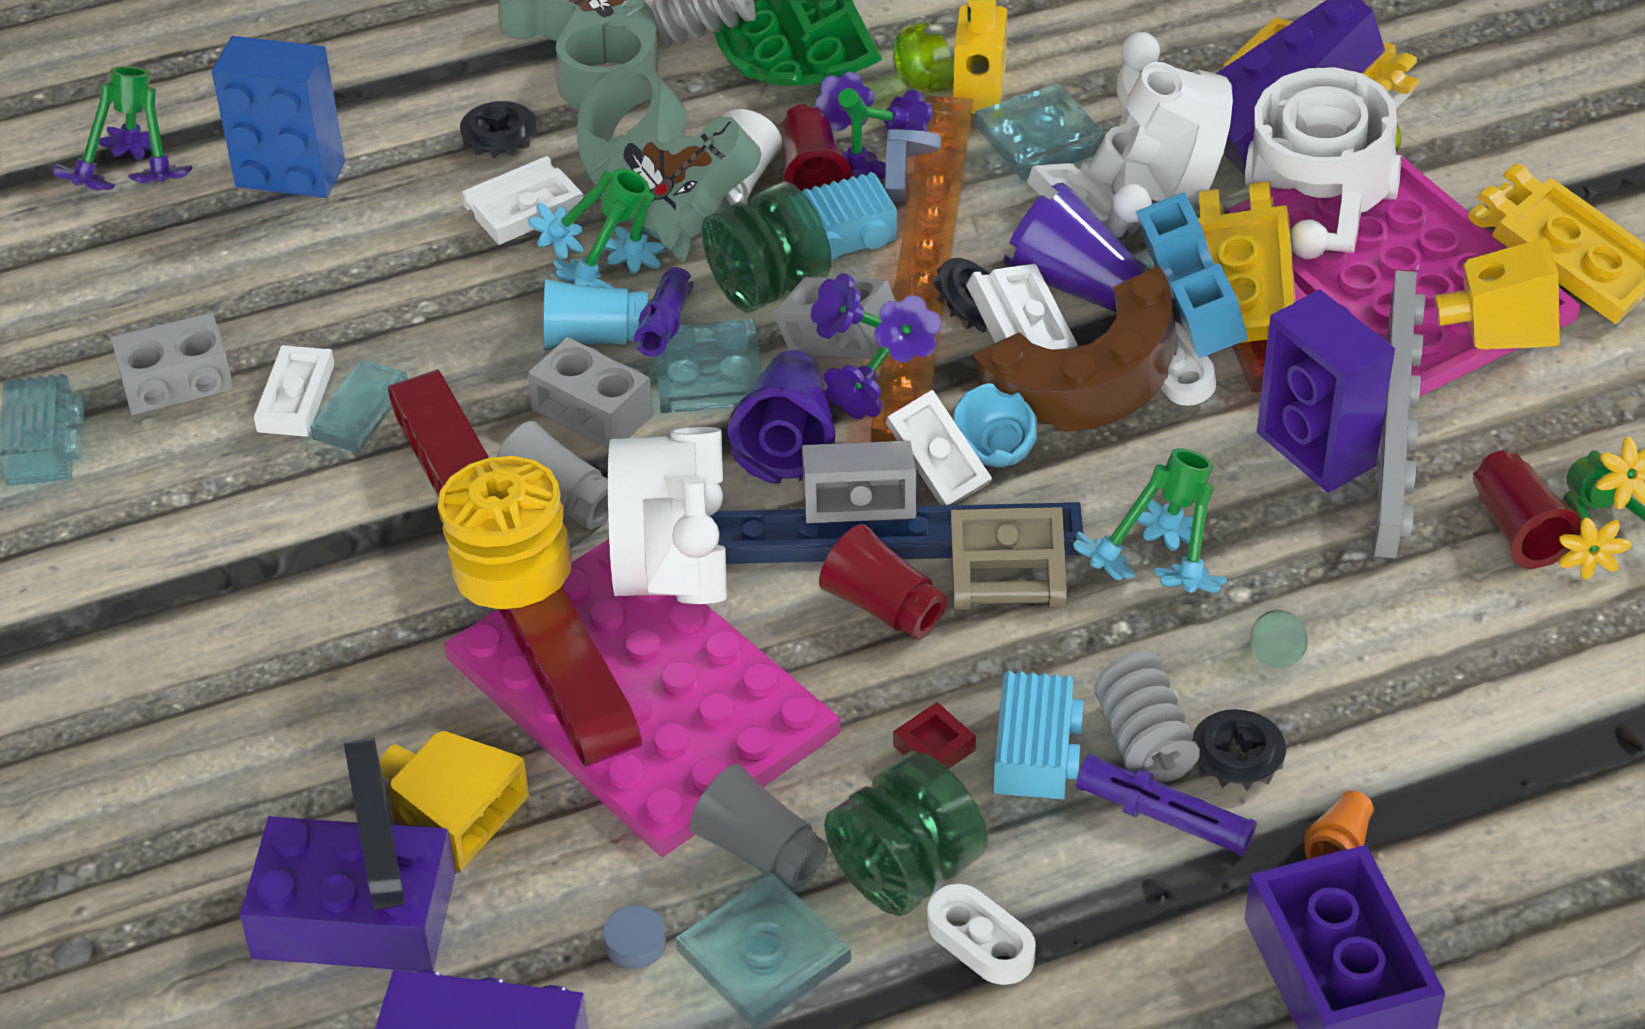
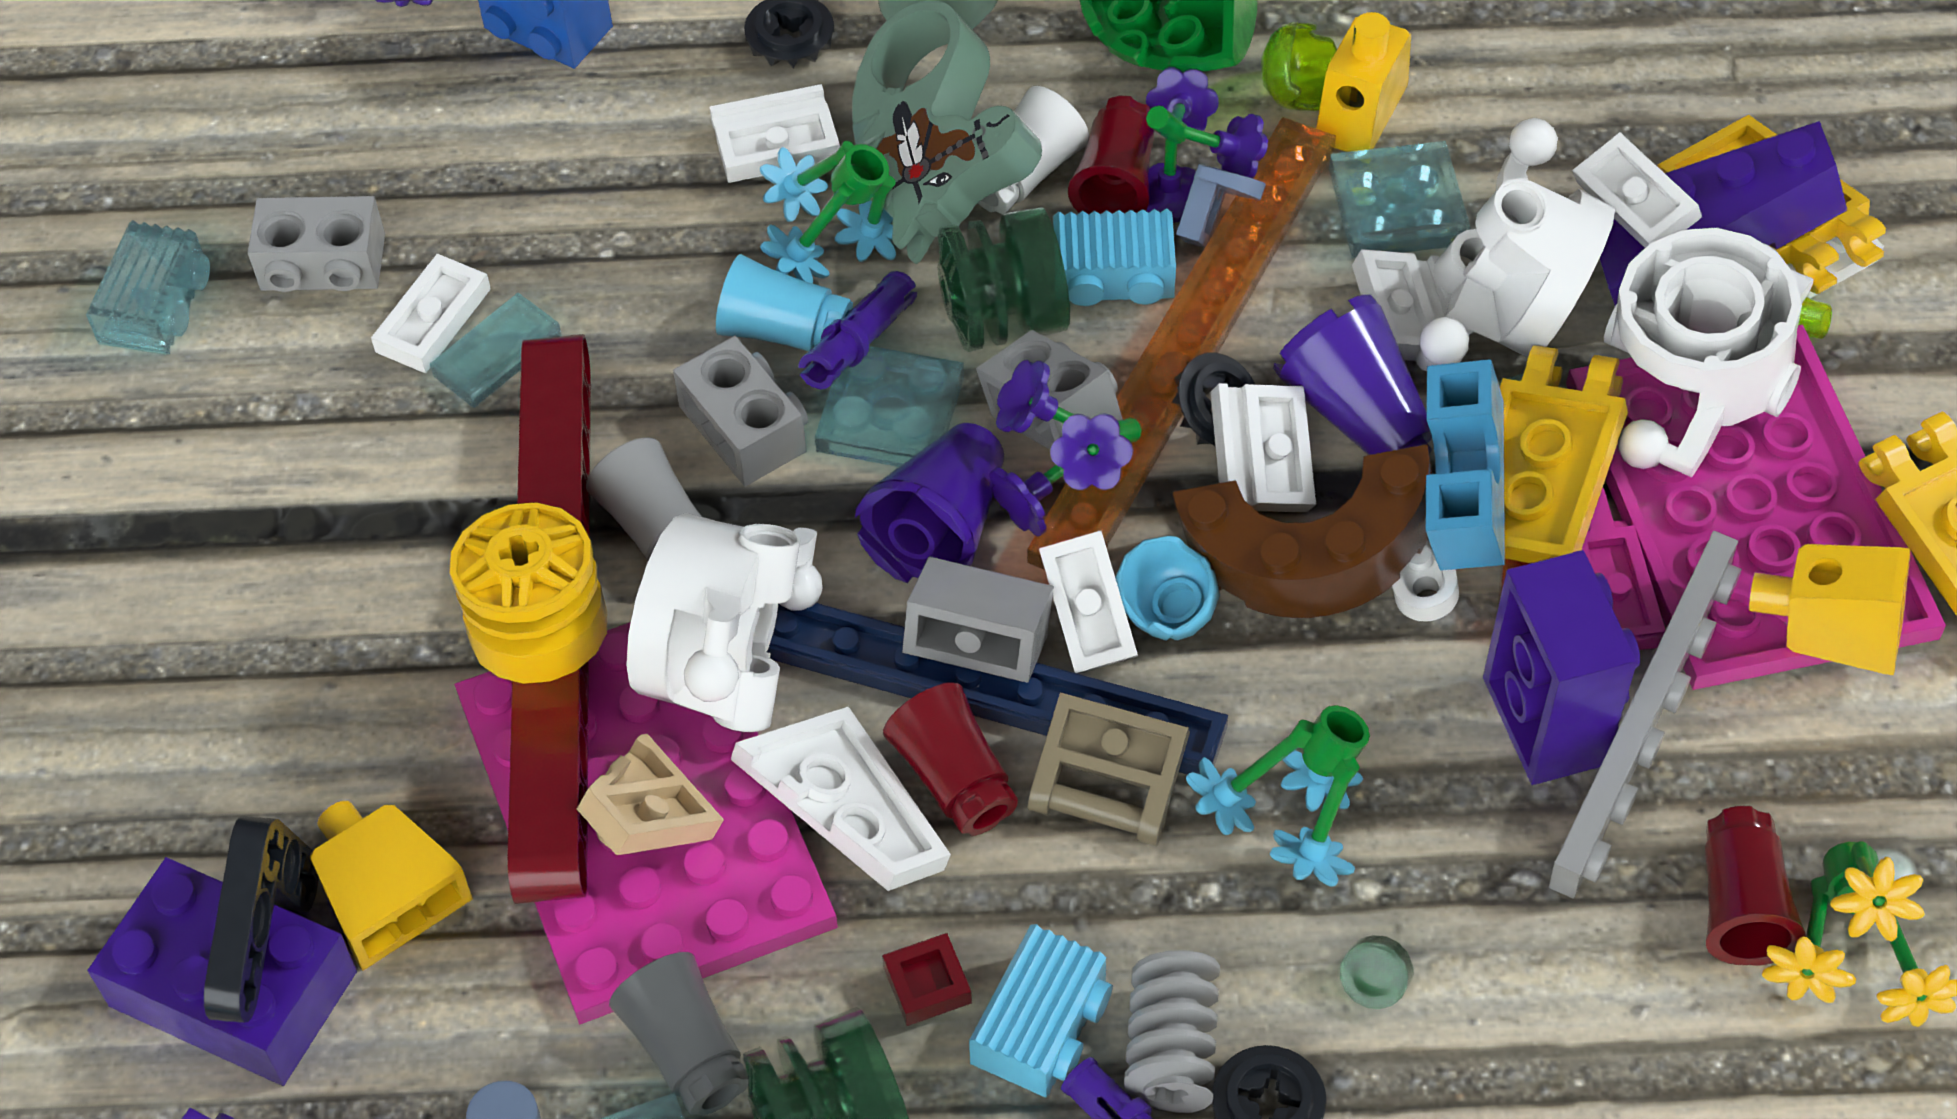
camera: 20 degrees right, 10 degrees up
(662, 669) = (647, 803): none -> tan wing
(809, 630) = (846, 793): none -> white wing
(1244, 66) = (1640, 193): none -> white plate

